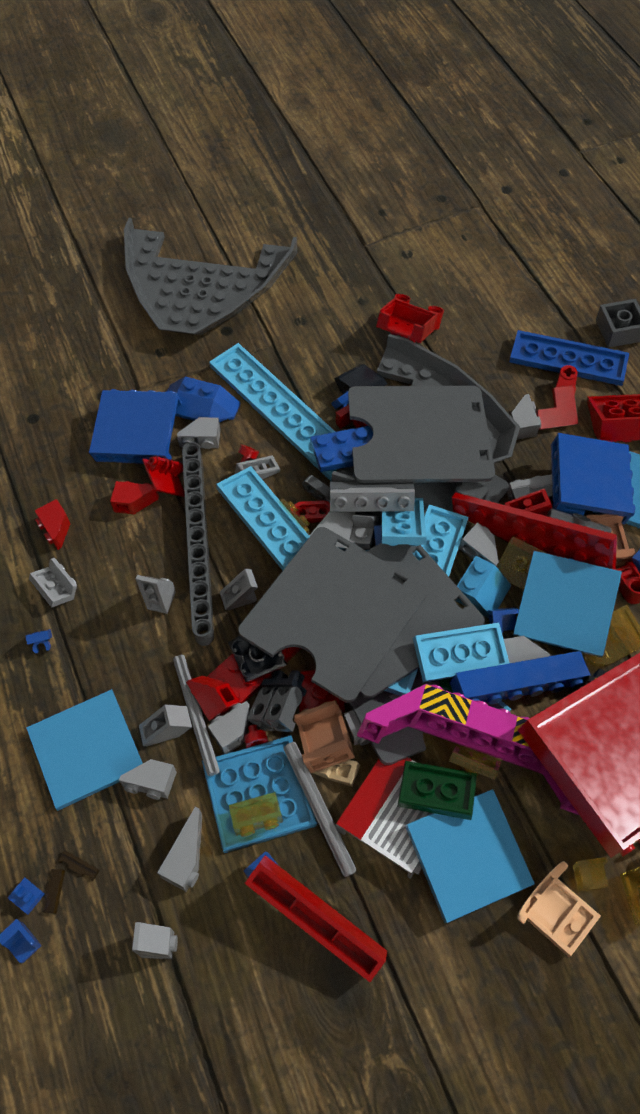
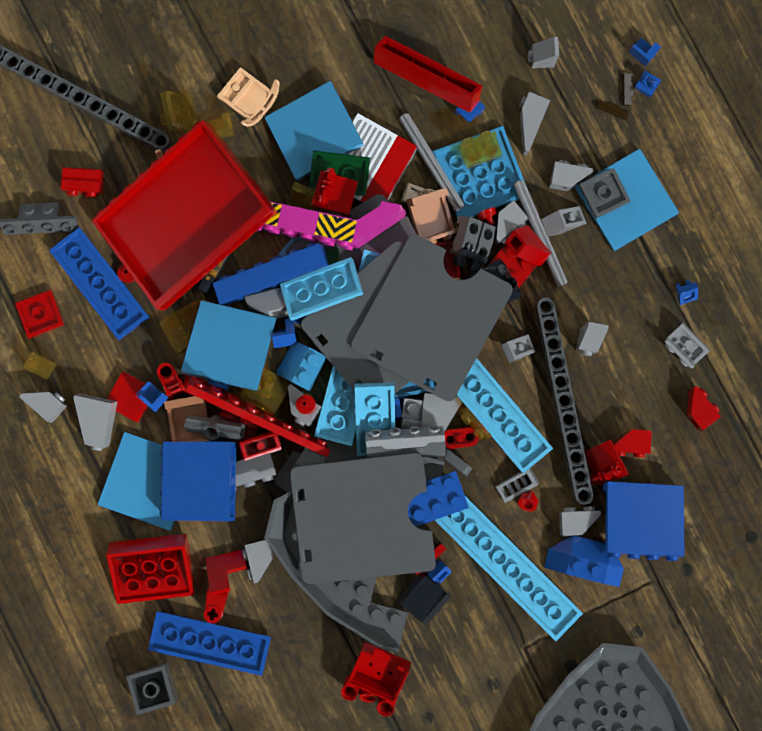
camera: 170 degrees right, 25 degrees up
(110, 751) = (604, 193): none -> dark grey plate
(444, 758) = (334, 192): none -> red hinge
(478, 539) = (310, 405): none -> red tile

